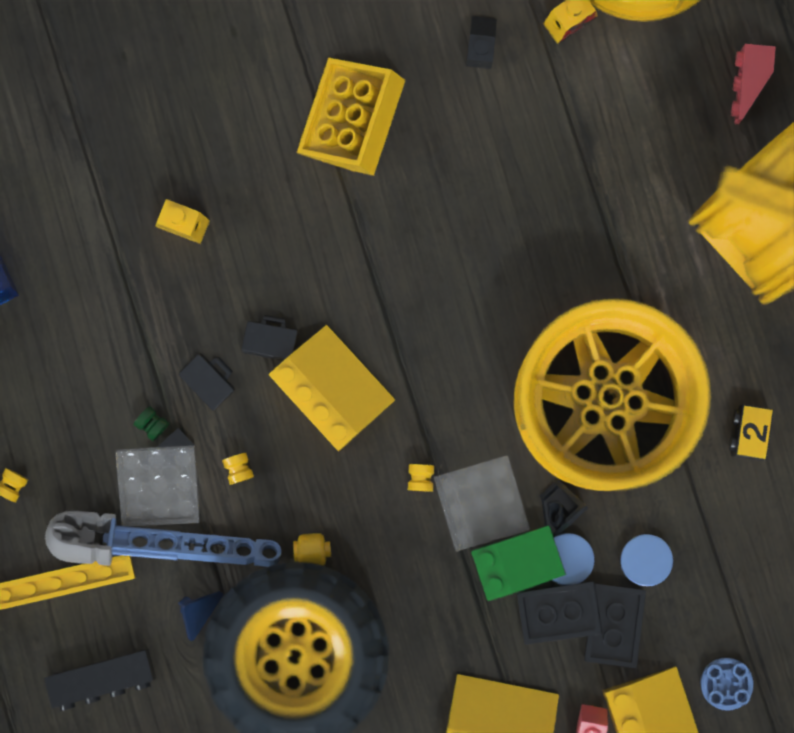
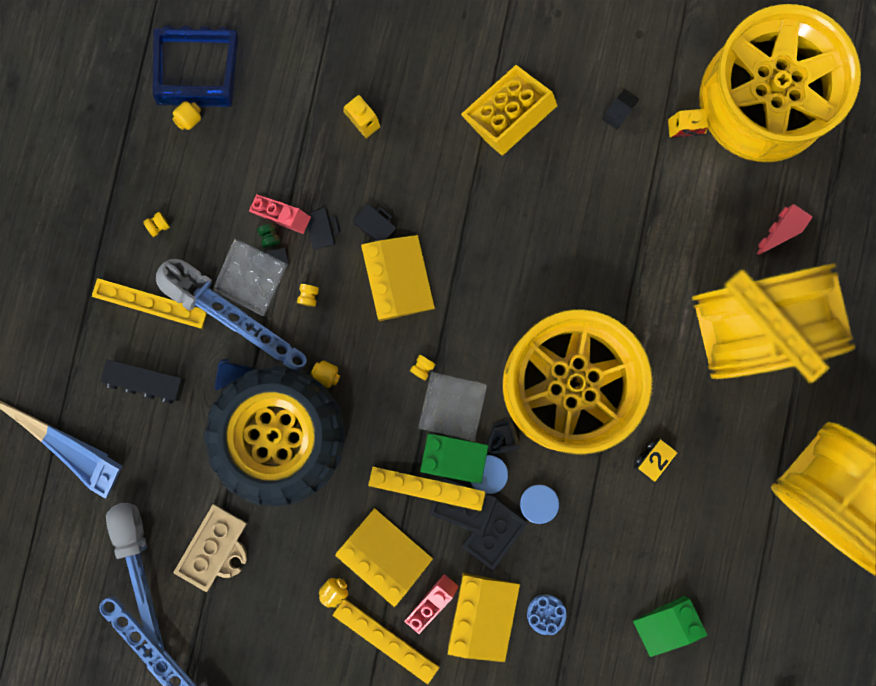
camera: 25 degrees right, 0 degrees up
(150, 390) = (280, 213): none -> coral slope
(506, 616) = (427, 489): none -> yellow plate

